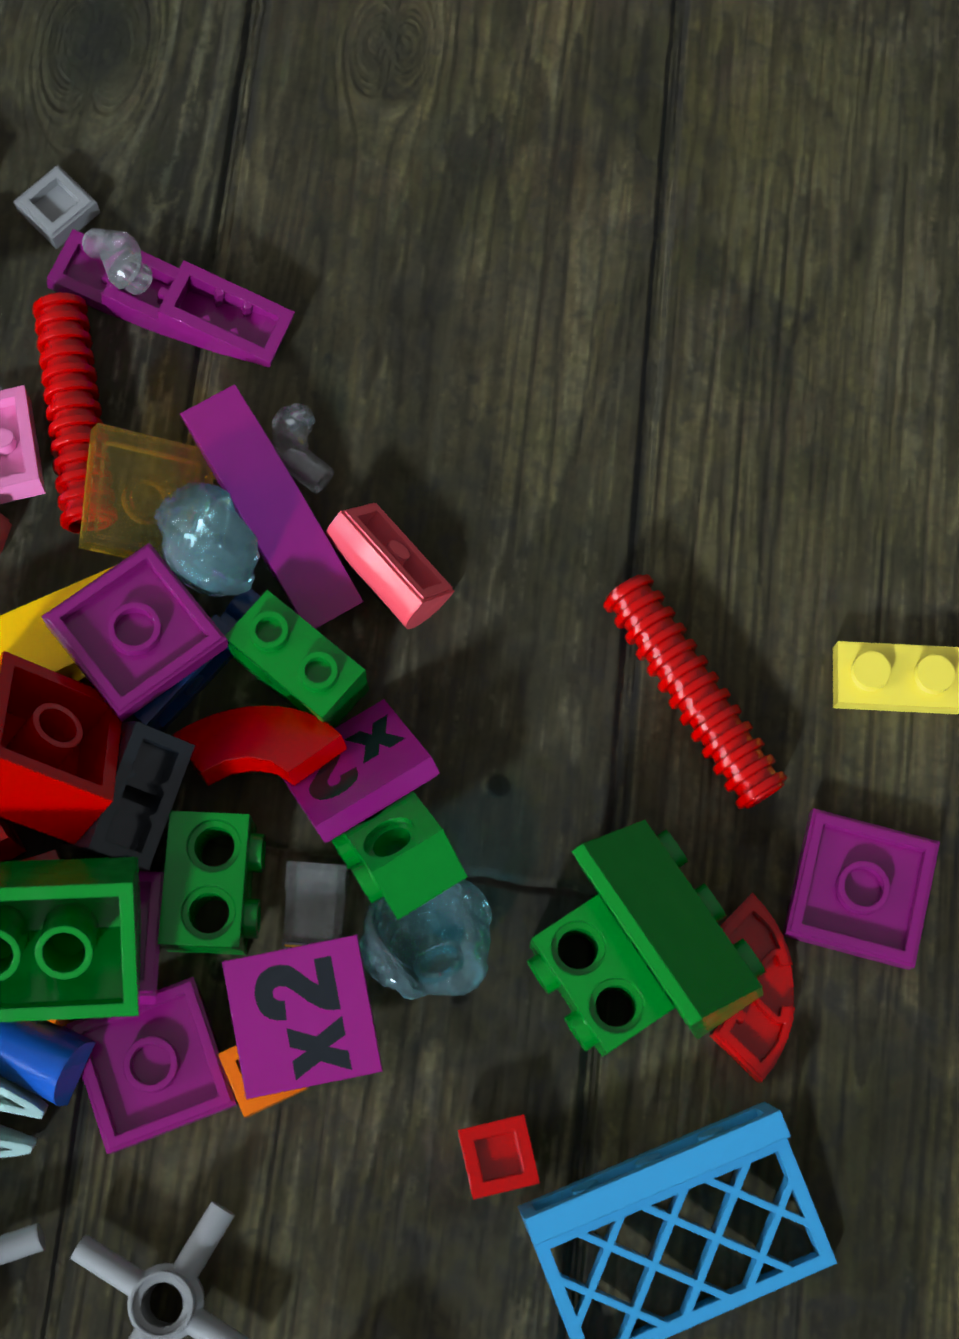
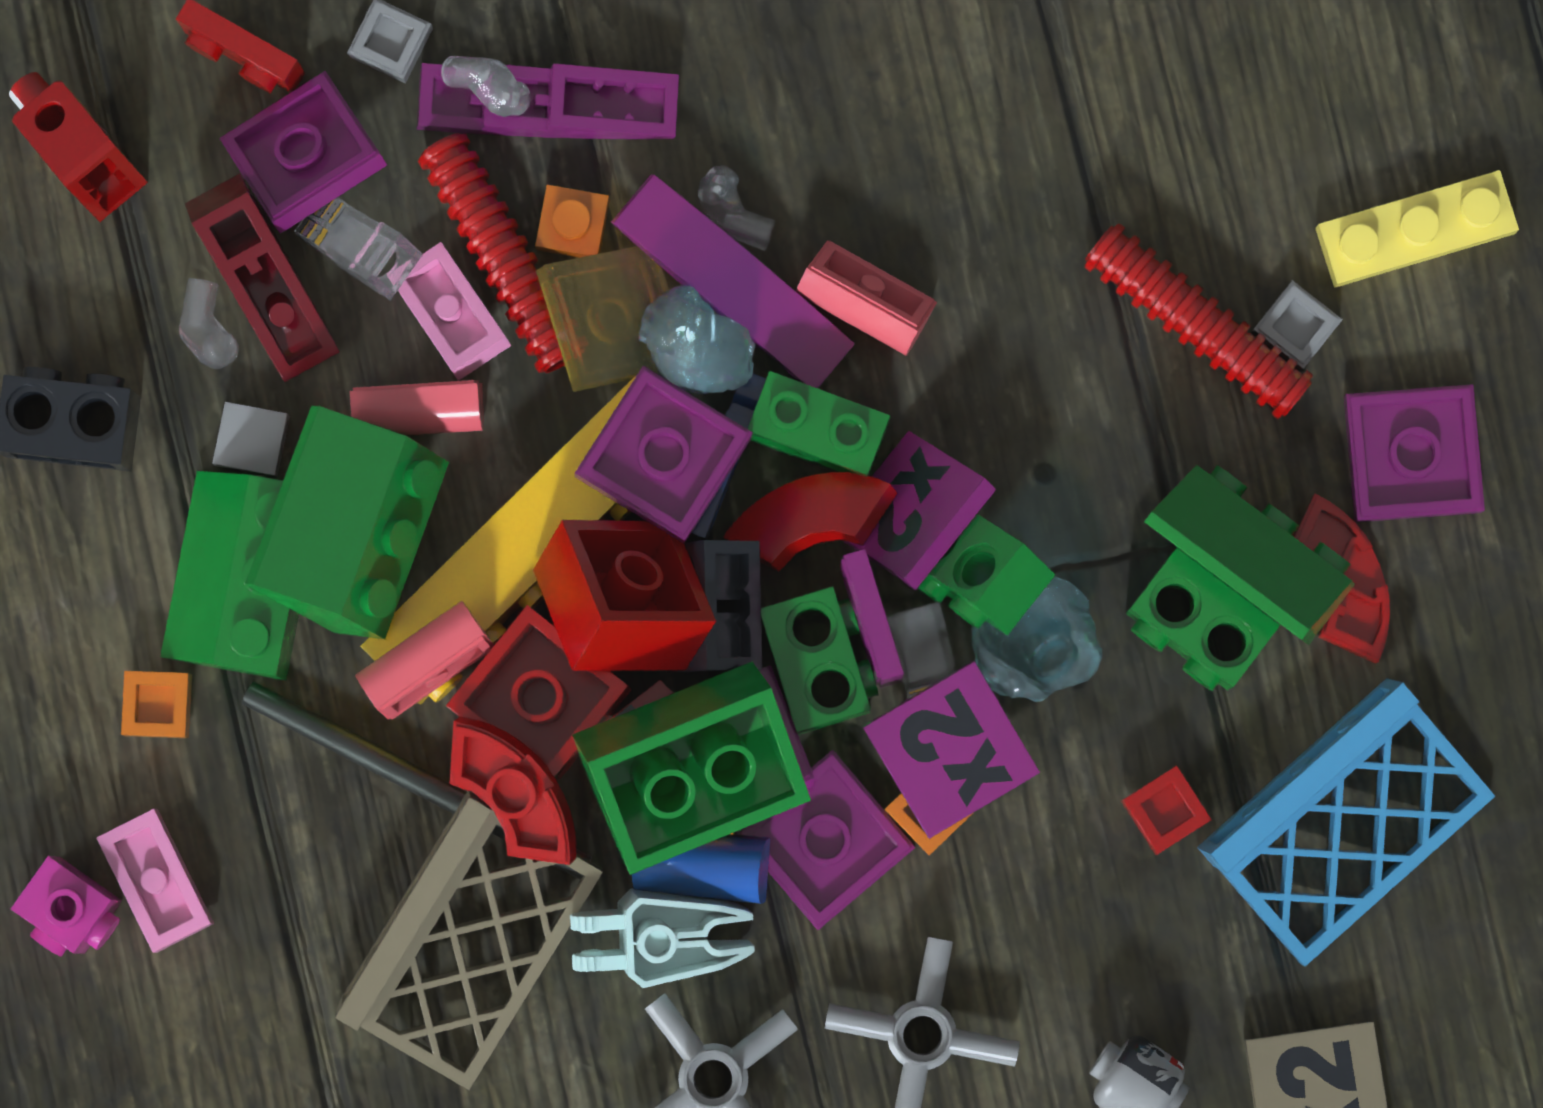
camera: 10 degrees left, 10 degrees up
(150, 407) = (572, 222): none -> orange plate
(271, 850) = (871, 618): none -> magenta tile
(788, 728) = (1297, 325): none -> light grey tile

